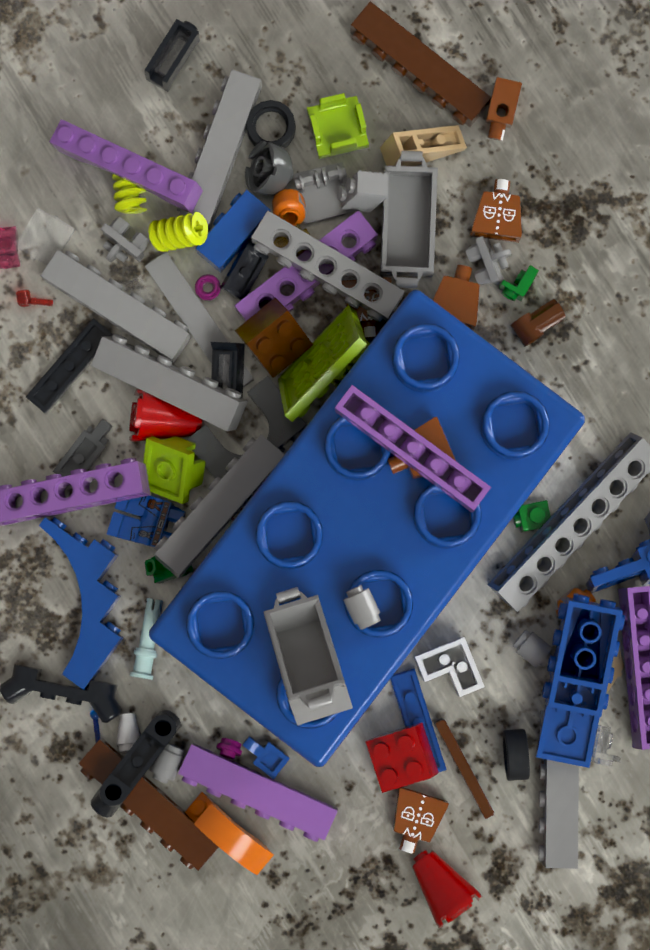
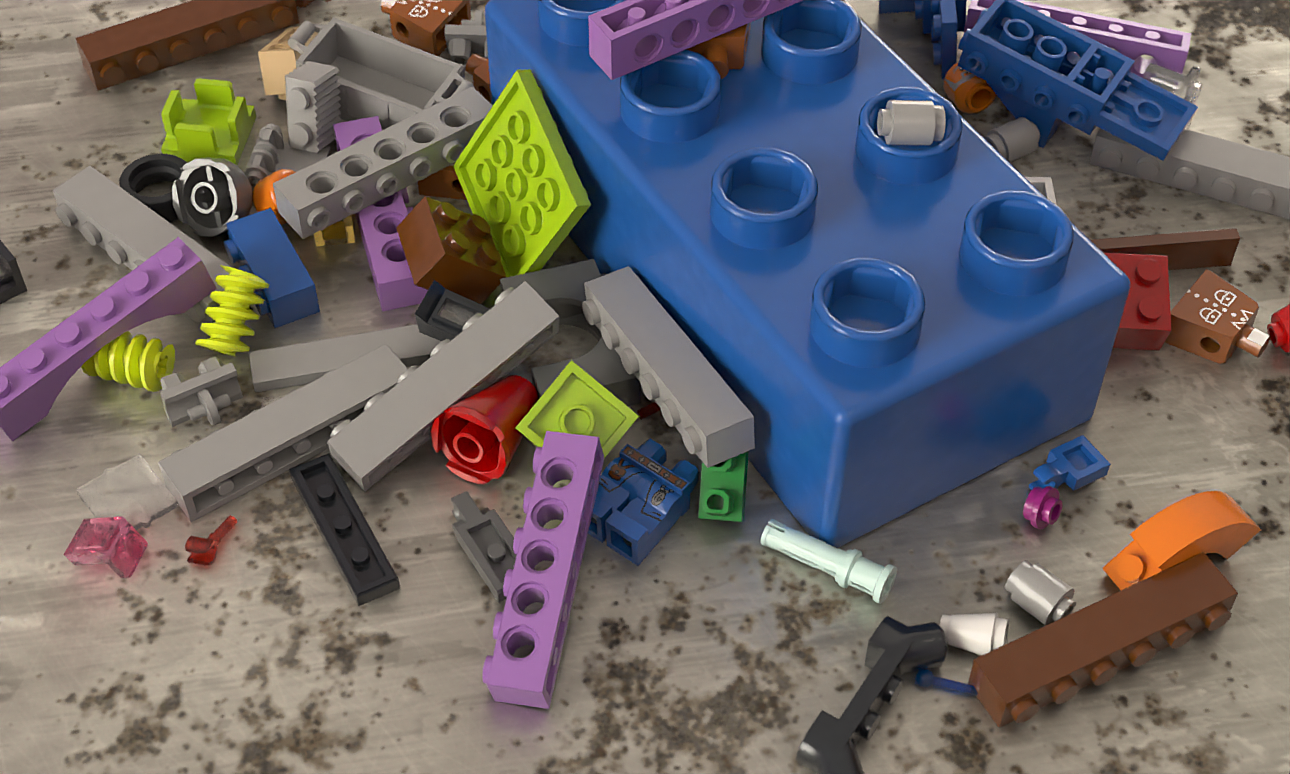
camera: 70 degrees left, 35 degrees down
(90, 564) = (733, 601): blue arch -> none
(135, 763) = (1065, 635): black plate -> none
(207, 279) = (331, 322): magenta plate -> none
(244, 271) = (333, 270): black hinge -> none
(257, 791) = (1124, 490): medium lavender brick -> none
(306, 657) = (969, 186): light grey container -> none
(516, 754) = (1161, 164): black tyre -> none

